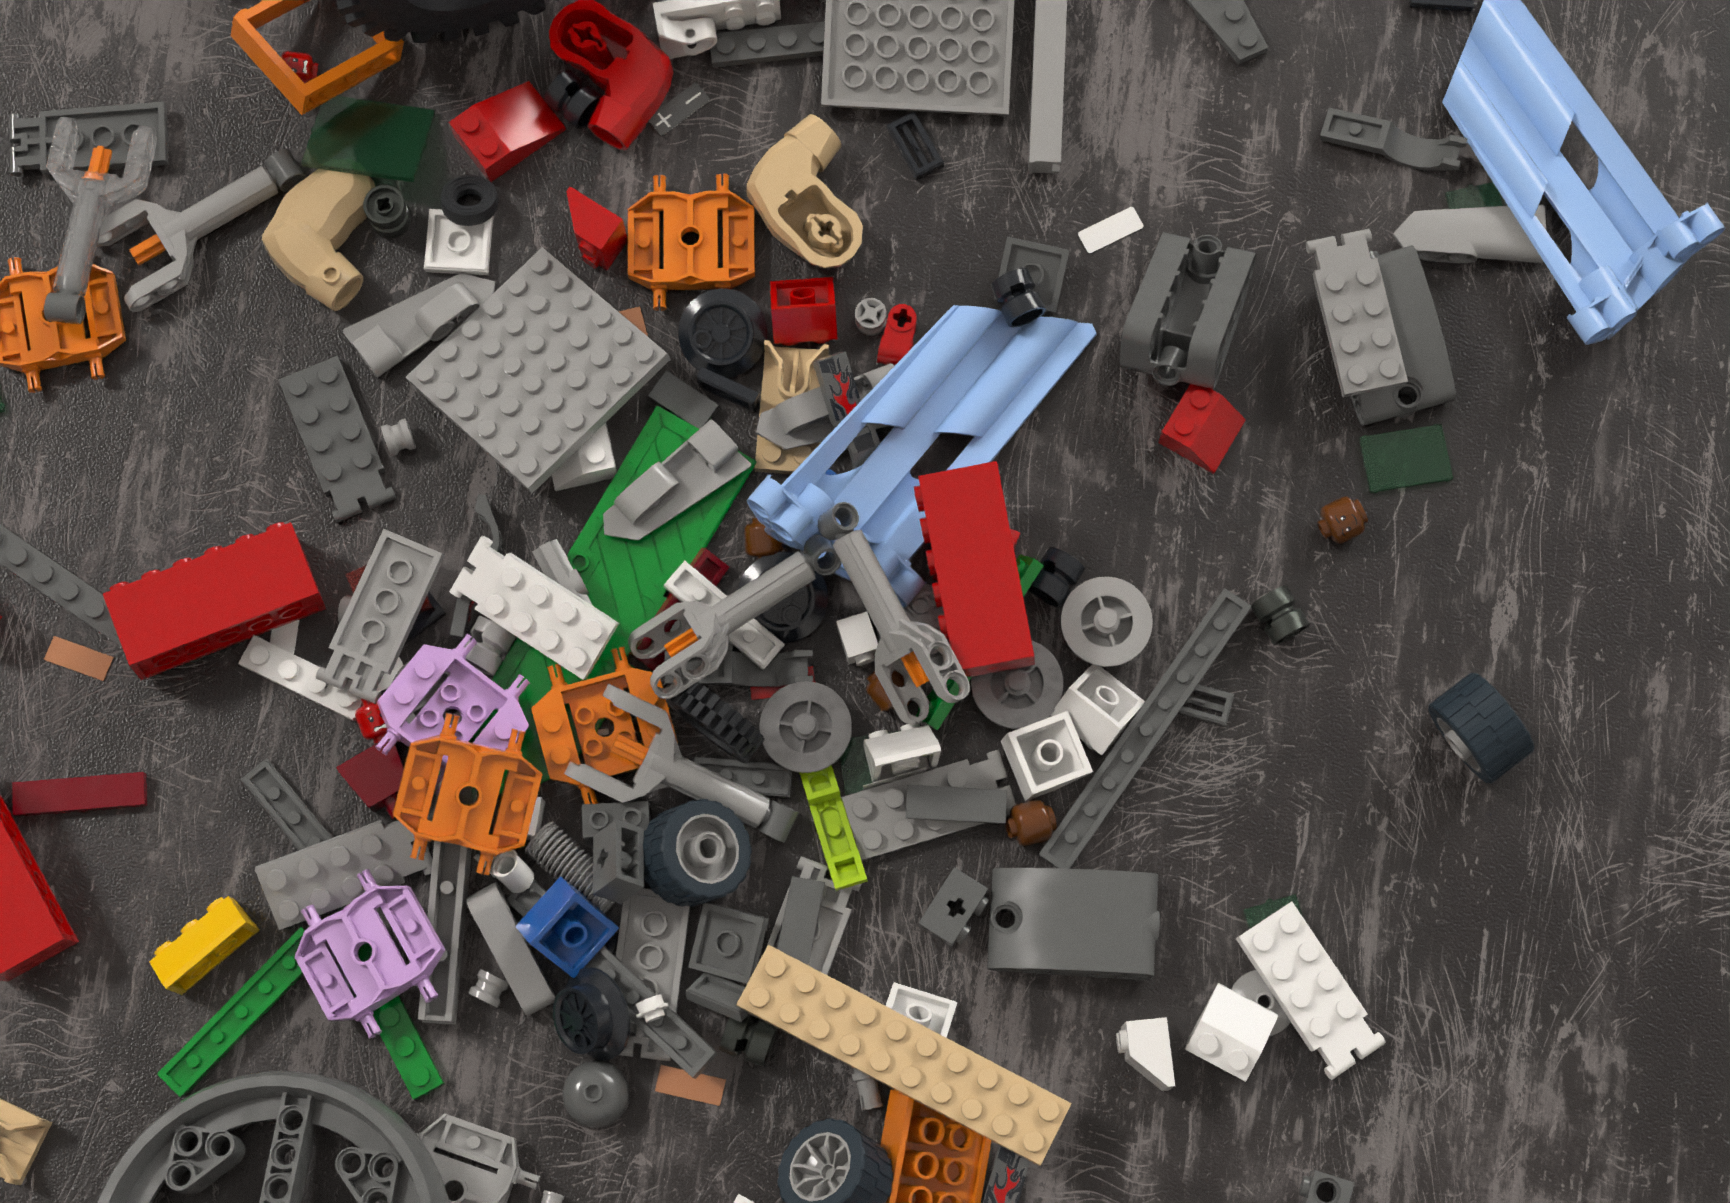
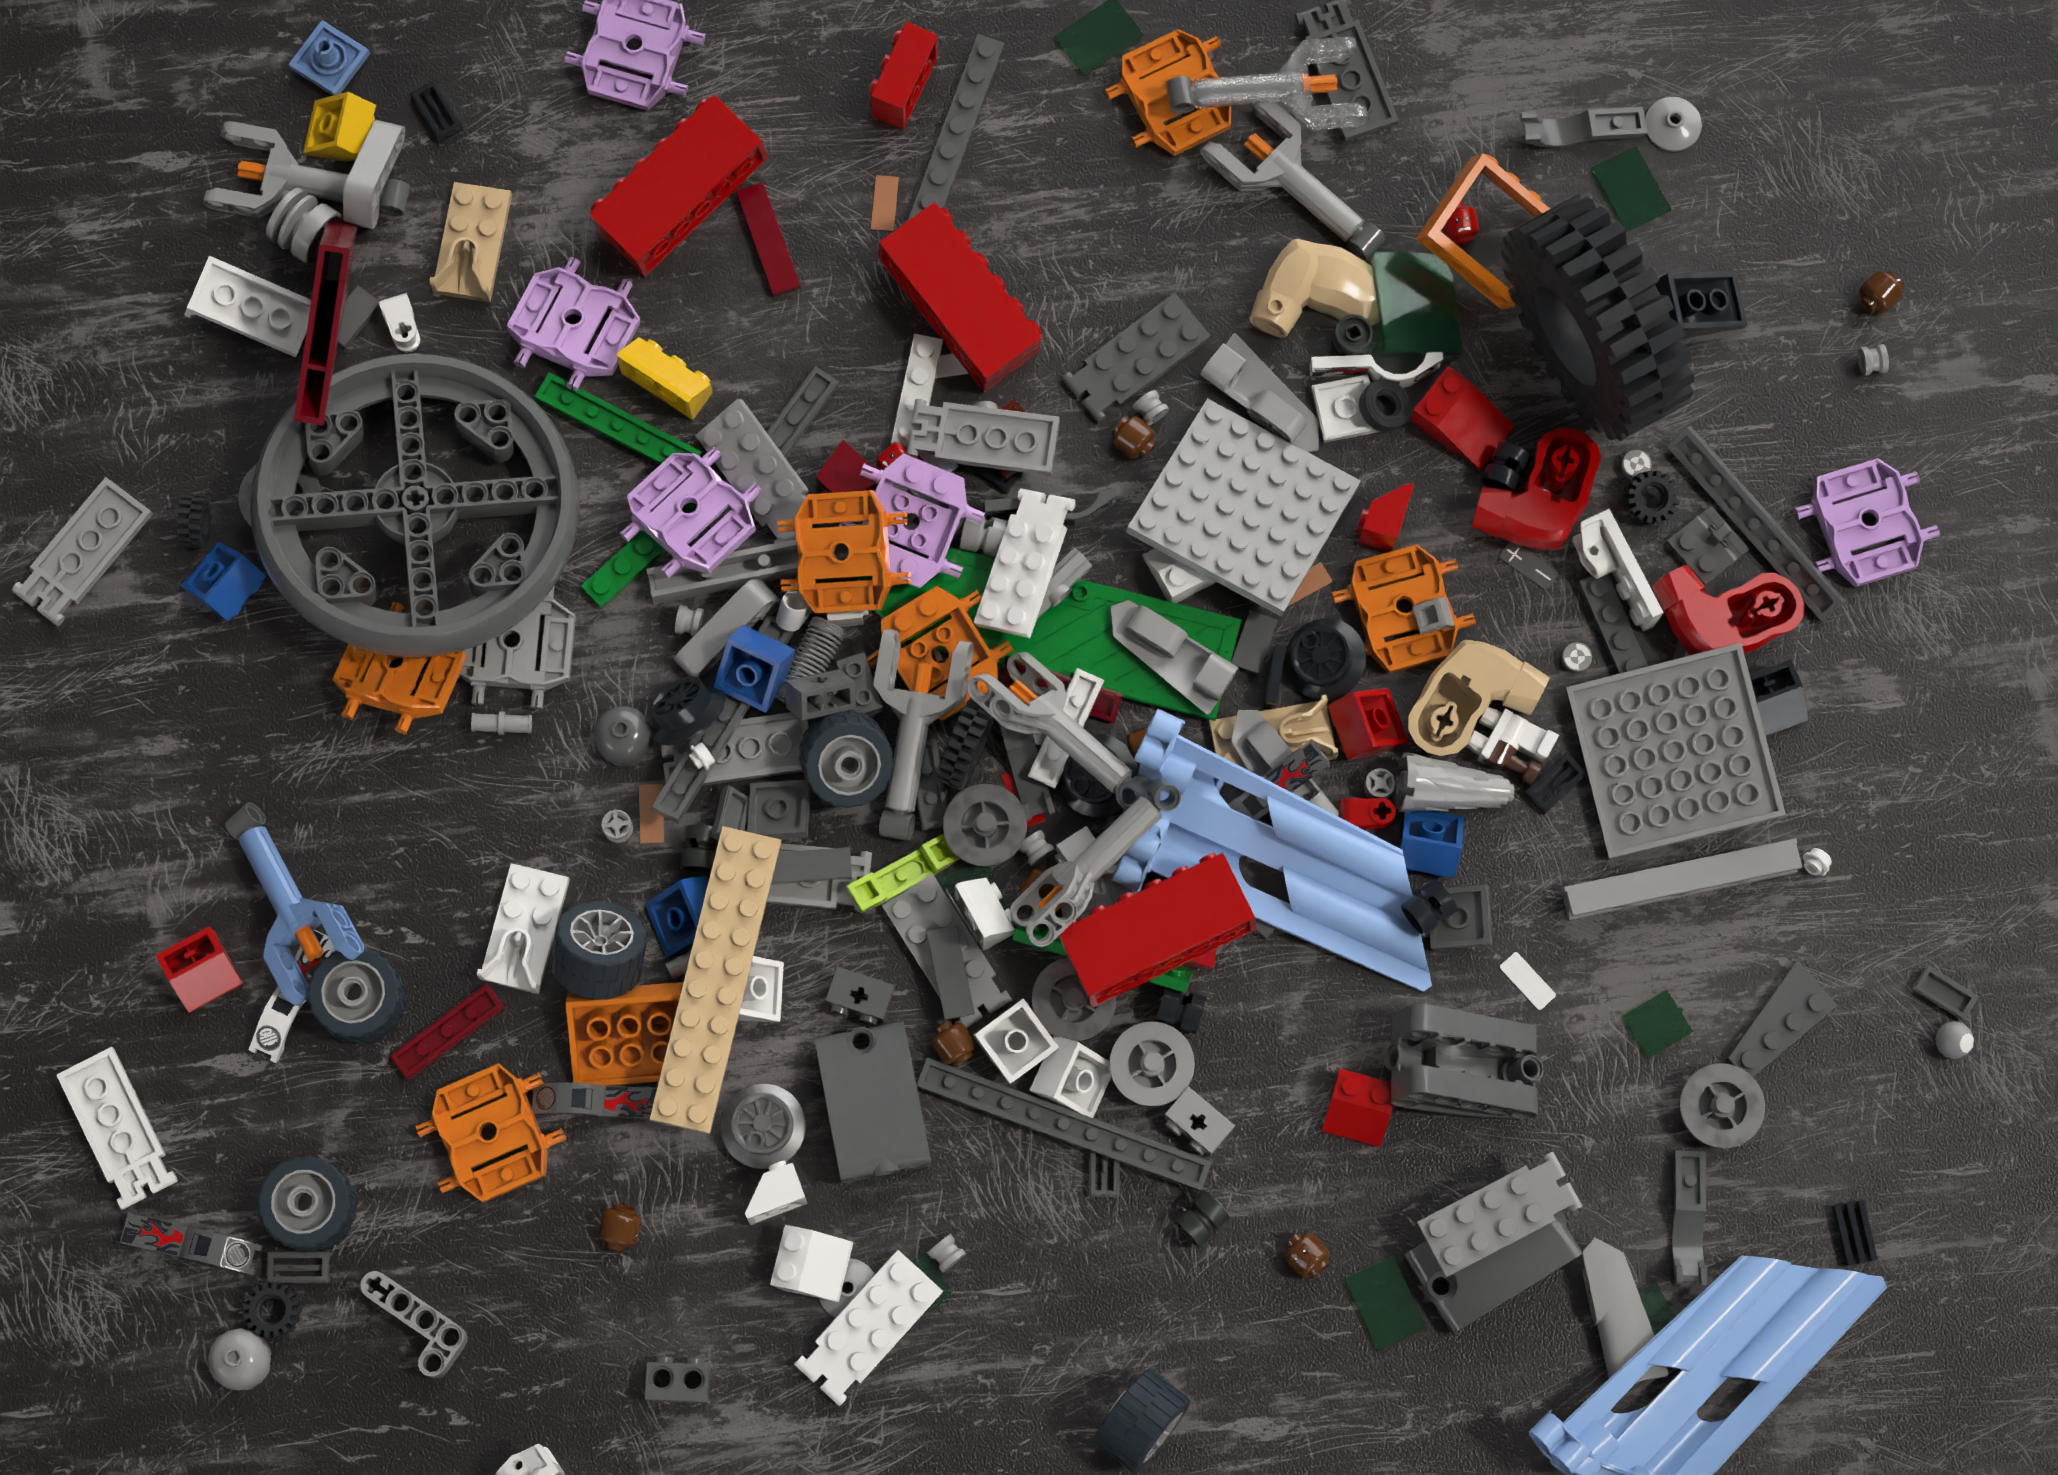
camera: 70 degrees right, 0 degrees up
(129, 1044) = (542, 329): none -> lavender piece
(421, 204) = (1365, 364): none -> white piece
(426, 463) = (1133, 437): none -> reddish brown head
(690, 1124) = (616, 819): none -> light grey wheel
(711, 210) = (1433, 615): none -> light grey slope
(790, 88) = (1576, 657): none -> light grey tile
(814, 1080) = (677, 914): none -> blue slope
(843, 680) = (1036, 848): none -> light grey wheel
(855, 176) = (1507, 736): none -> white hips
(891, 250) = (1443, 786): none -> light grey cone
(943, 279) = (1432, 842): none -> blue slope
(1068, 1048) = (763, 1125): none -> flat silver wheel
(1185, 576) = (1193, 1106): none -> light grey brick
(1187, 118) = (1657, 1024): none -> clear green piece
(1252, 887) = (946, 1253): none -> light grey wheel
(1289, 75) = (1722, 1105): none -> flat silver wheel

